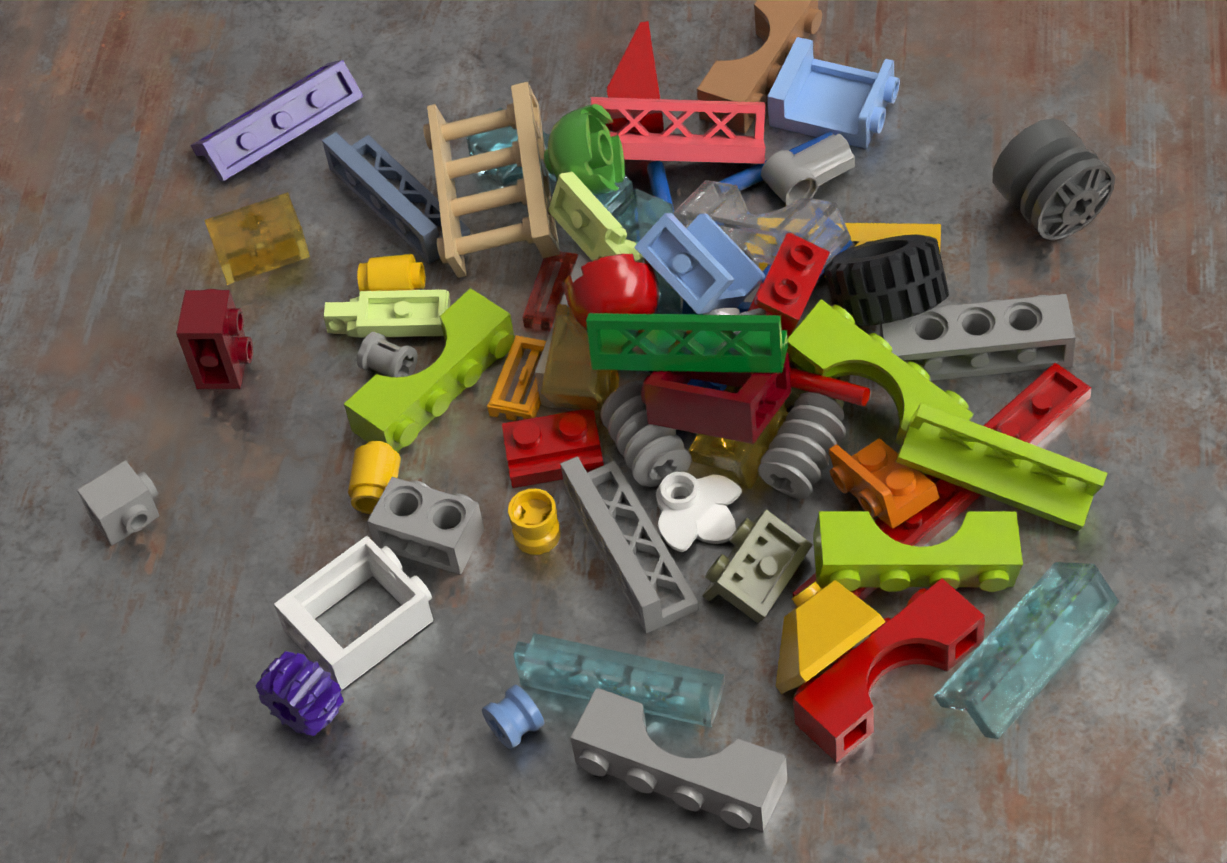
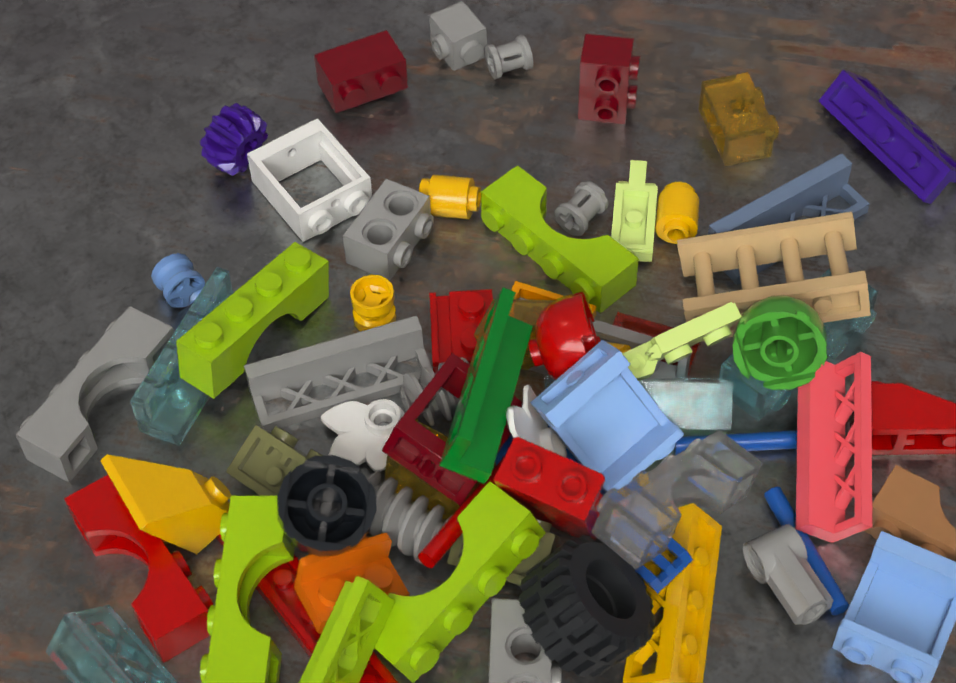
camera: 90 degrees right, 0 degrees up
(151, 445) = (519, 48): none -> light grey bush
(184, 584) = (361, 71): none -> dark red brick
(614, 625) = (220, 343): none -> lime arch
(829, 473) = (326, 506): none -> black cylinder

